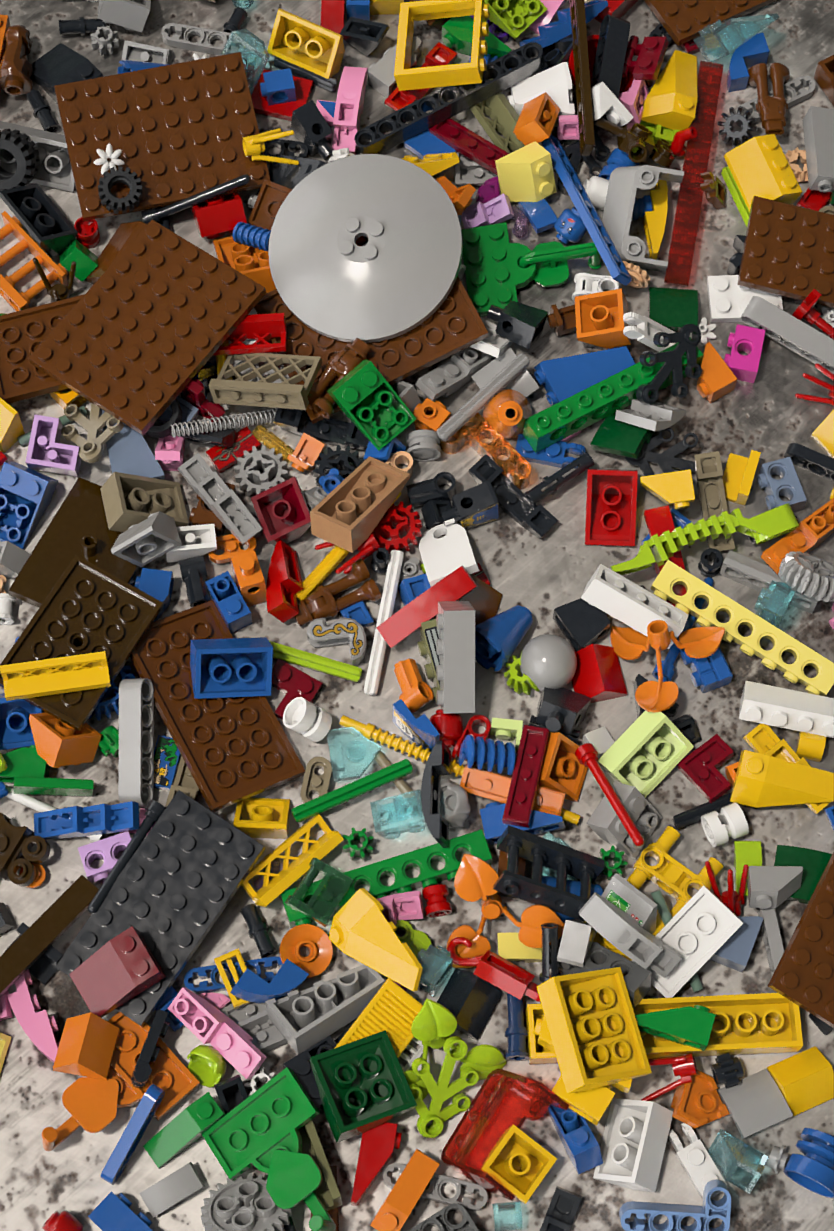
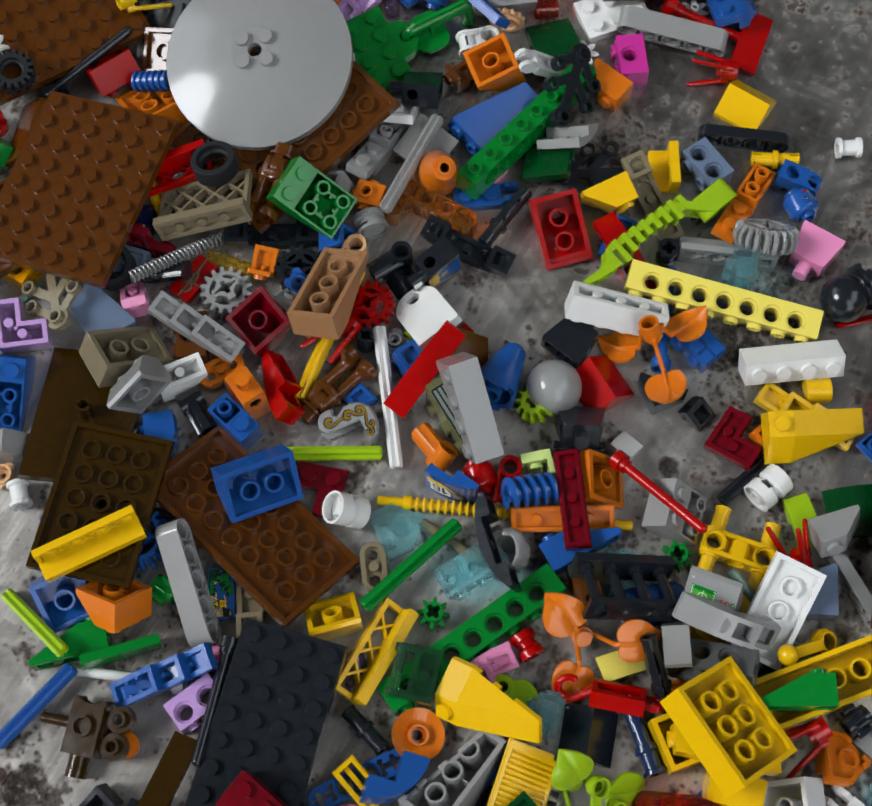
camera: 15 degrees left, 0 degrees up
(284, 328) = (210, 151): none -> black tyre
(646, 752) = (673, 442): yellowish green slope -> none
(682, 986) = (789, 654): none -> yellow piece

